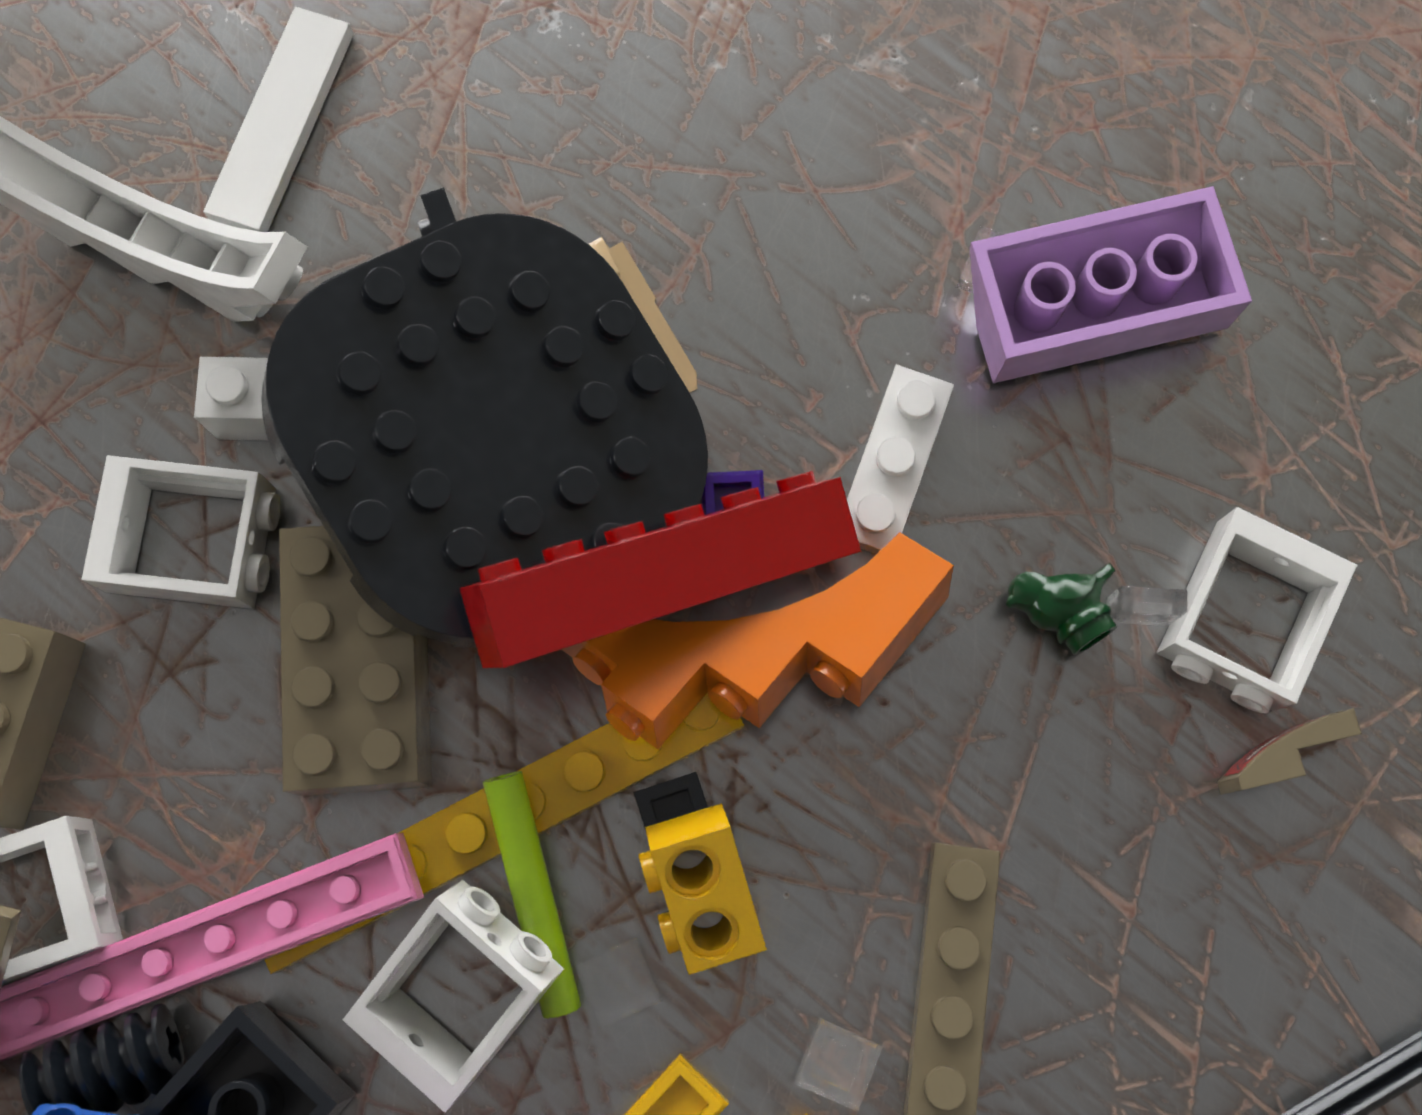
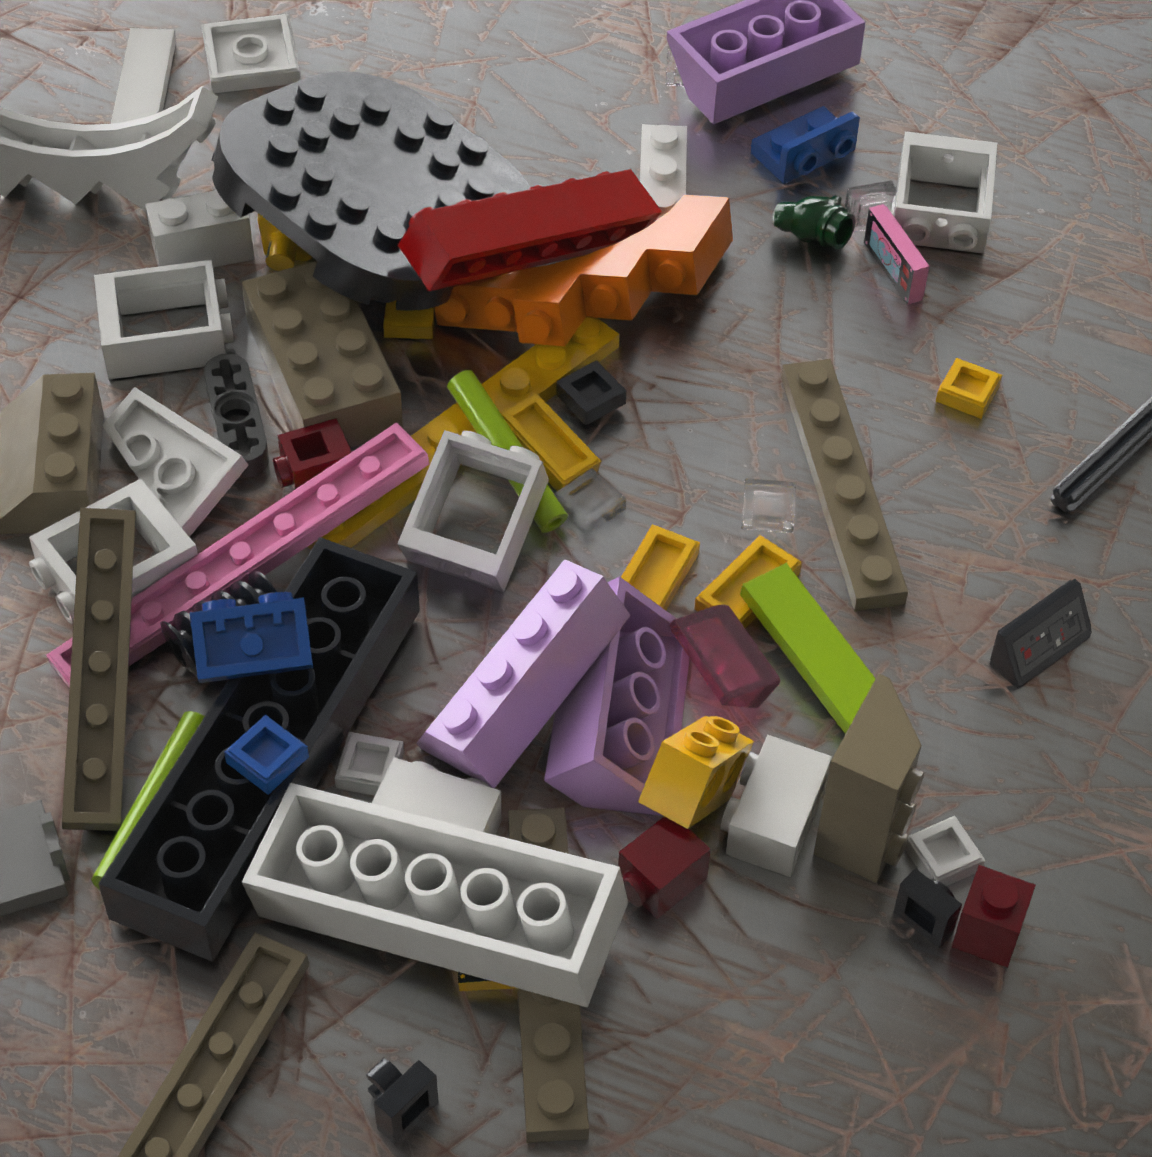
camera: 20 degrees left, 25 degrees down
(134, 767) = (173, 458): none -> white wing
(214, 687) = (241, 398): none -> dark grey beam
(268, 823) = (309, 452): none -> dark red brick
(437, 86) = (250, 53): none -> white tile
(594, 881) = (551, 439): none -> yellow tile
(711, 886) = (642, 407): yellow brick -> none
(1103, 454) = (806, 143): none -> blue bracket
(1151, 699) = (896, 254): none -> tile
(1166, 946) = (968, 388): none -> yellow tile
(1279, 756) = (995, 261): dark tan slope -> none

